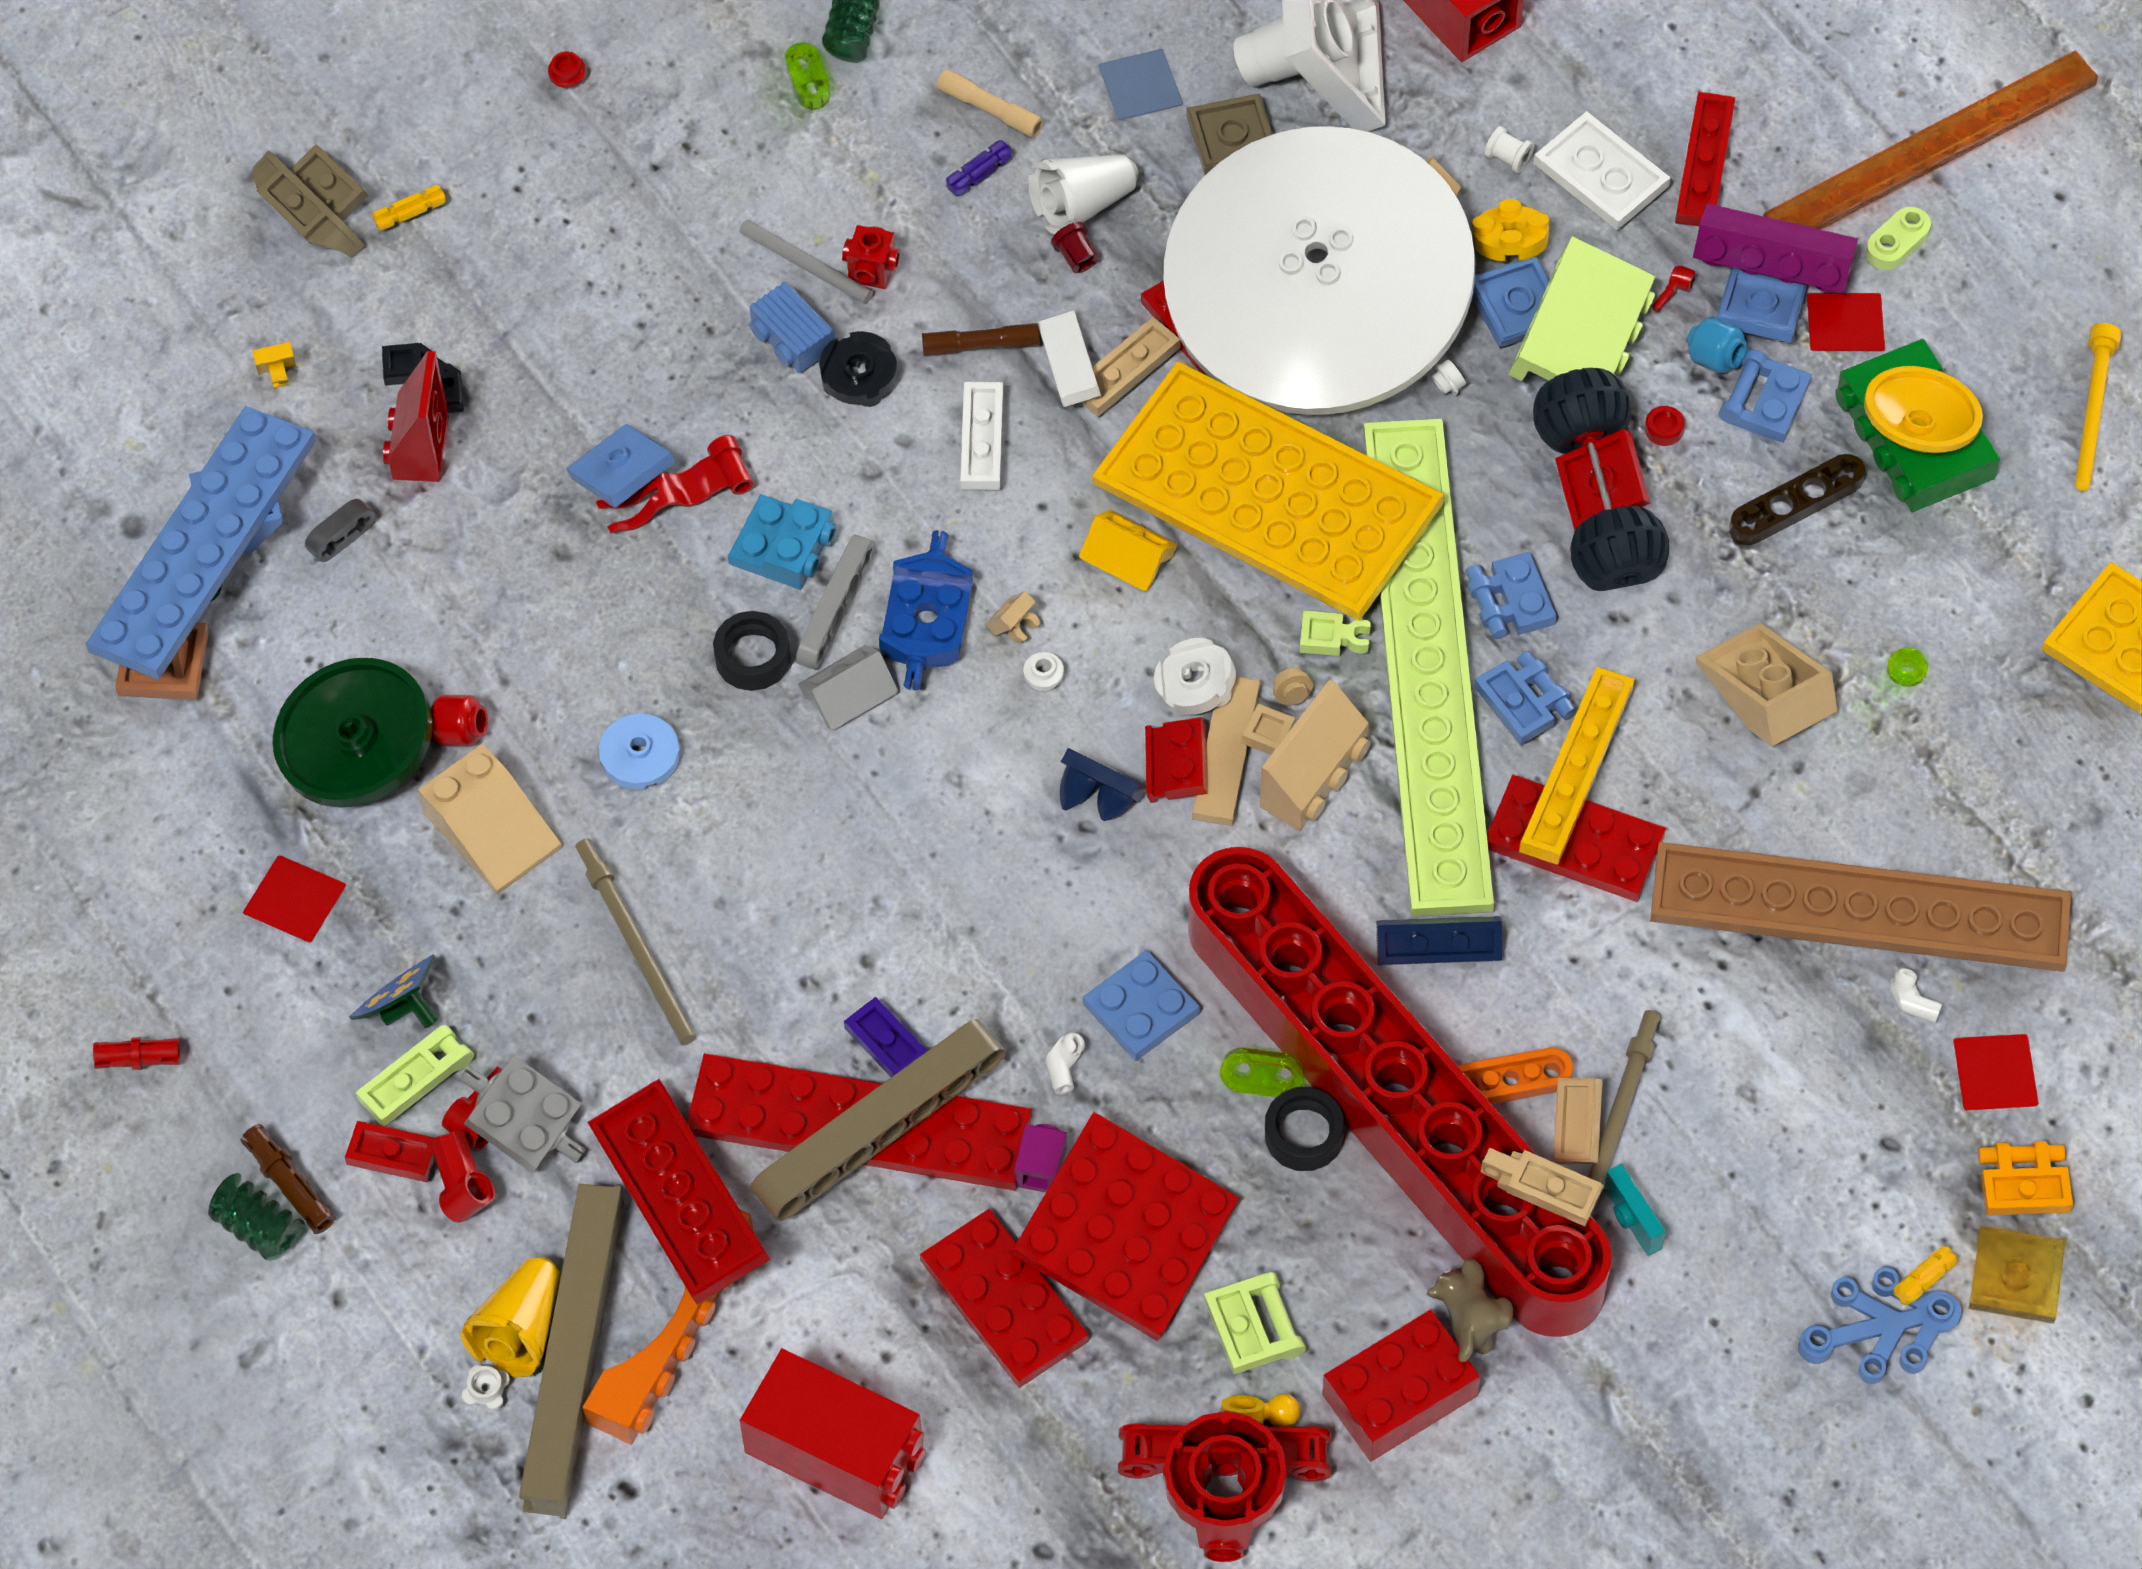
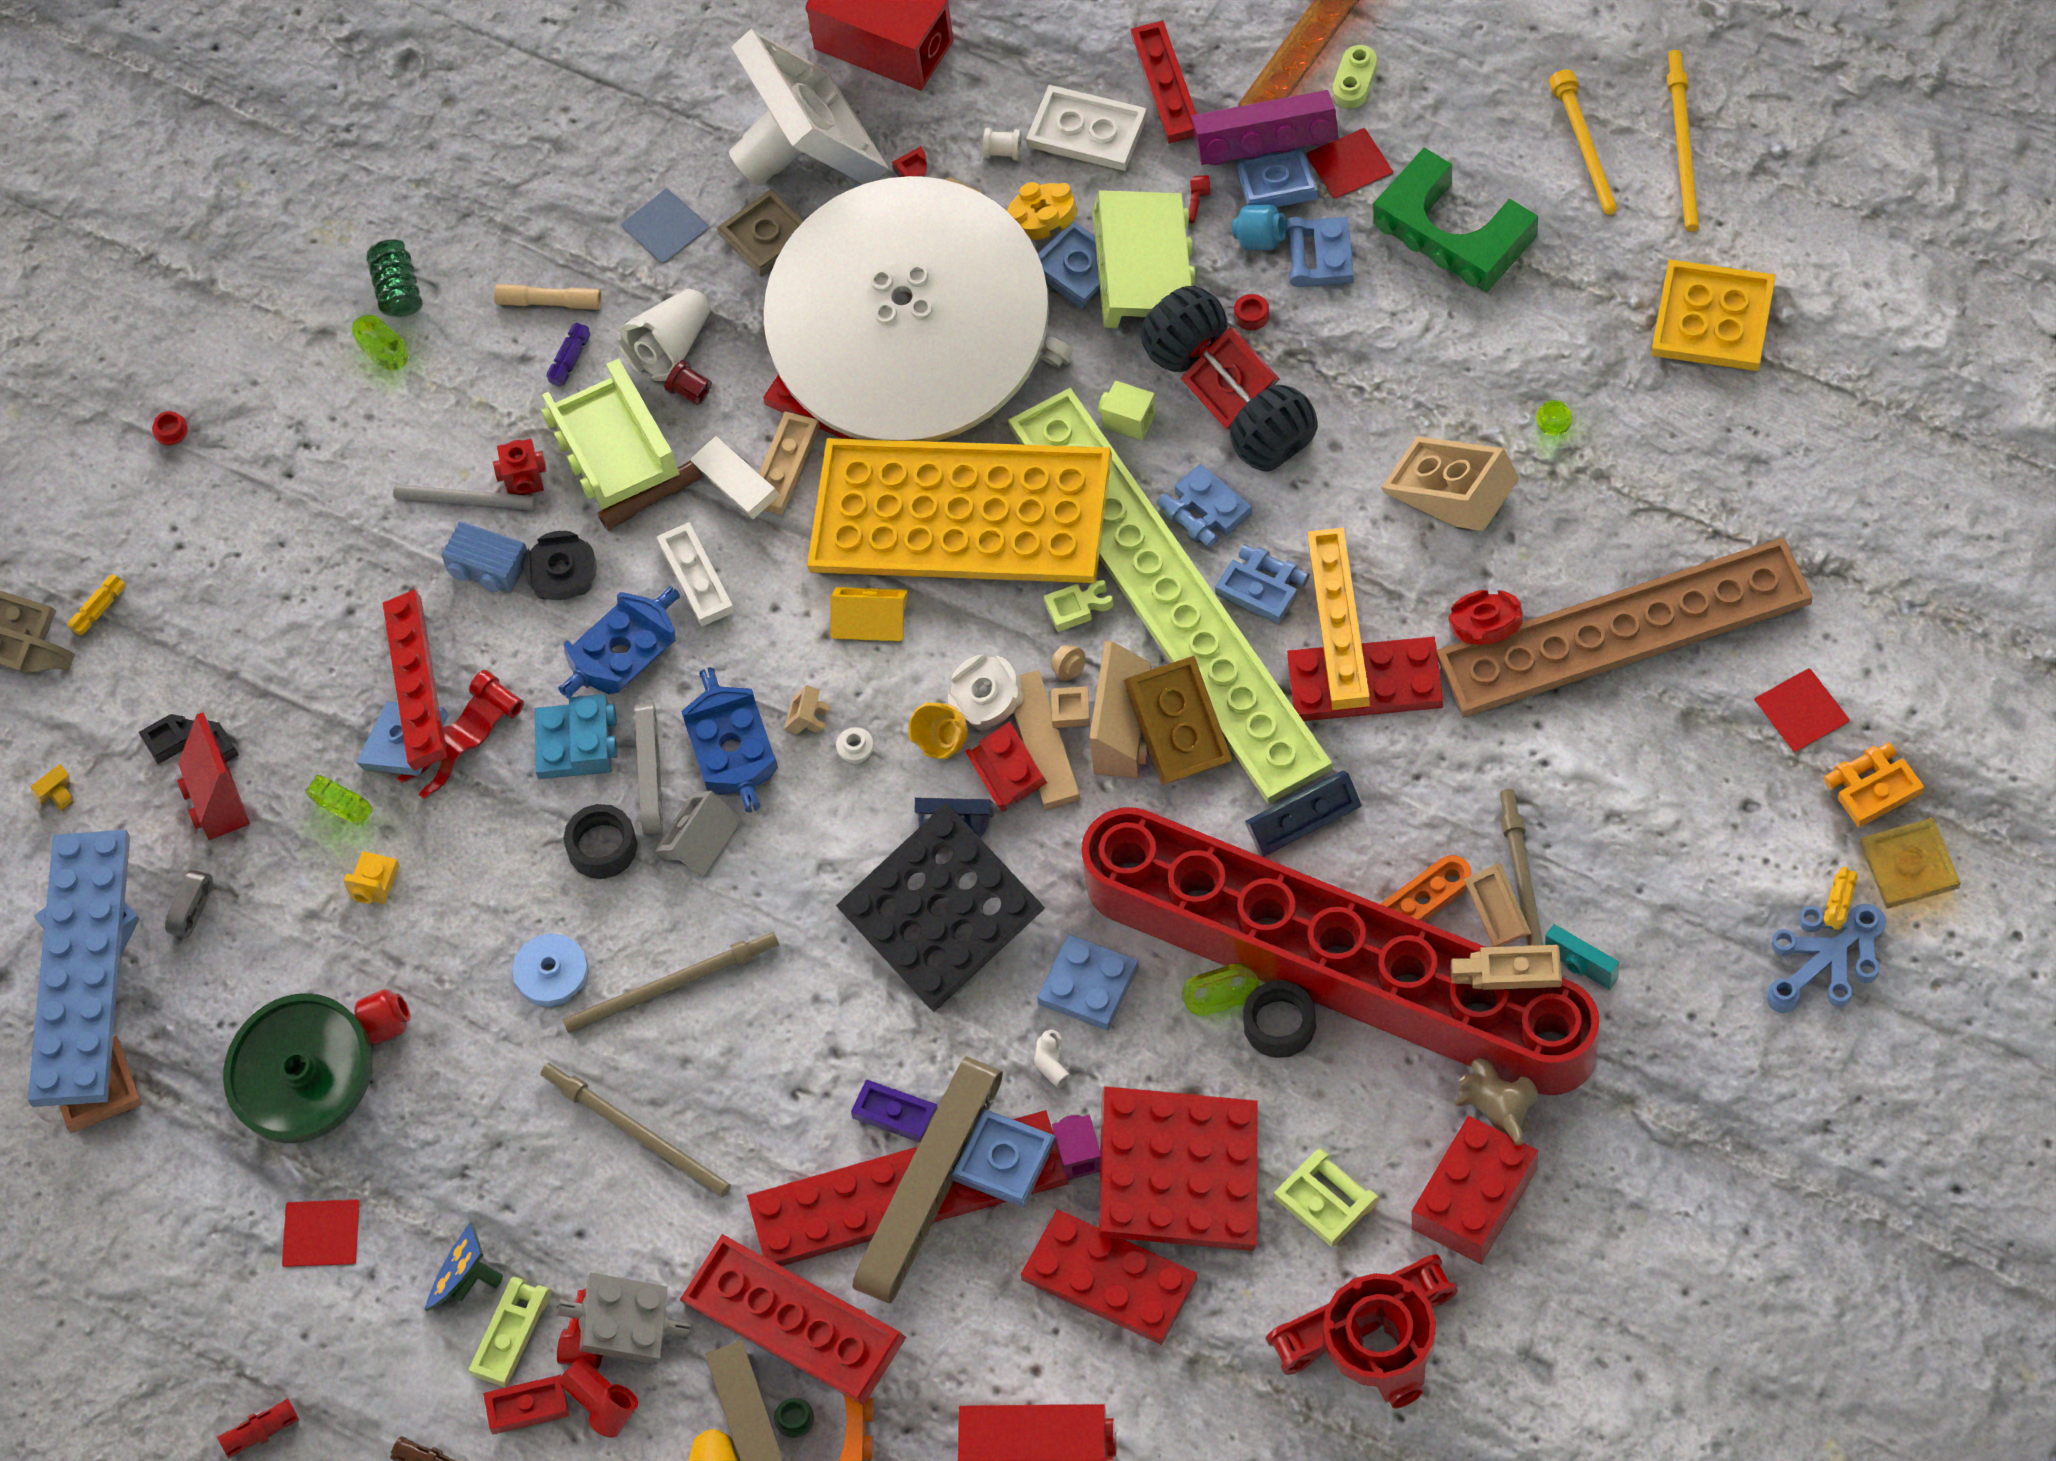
camera: 20 degrees left, 0 degrees up
(488, 819) = (453, 1086): tan slope -> none
(521, 586) = (372, 878): none -> yellow bracket
(530, 497) = (339, 800): none -> clear neon green beam
(632, 1286) = (794, 1417): none -> dark green plate
(659, 414) = (414, 680): none -> red plate
(825, 820) = (739, 953): none -> dark tan bar
(897, 455) = (632, 623): none -> blue plate
(961, 1134) = (1003, 1158): none -> medium blue plate
(970, 268) = (611, 439): none -> yellowish green panel
(1068, 912) = (989, 932): none -> black piece
(1129, 693) = (938, 730): none -> yellow hair
(1281, 1410) = (1388, 1258): yellow plate -> none
(1363, 791) = (1177, 720): none -> pearl gold plate
(1410, 131) = (911, 164): none -> red tile
(1487, 467) = (1127, 410): none -> yellowish green brick
(1726, 832) = (1485, 617): none -> red tile
(1794, 496) = (1387, 321): dark brown beam -> none
(1909, 999) = (1702, 683): white arm -> none
(1923, 409) = (1459, 203): yellow dish -> none

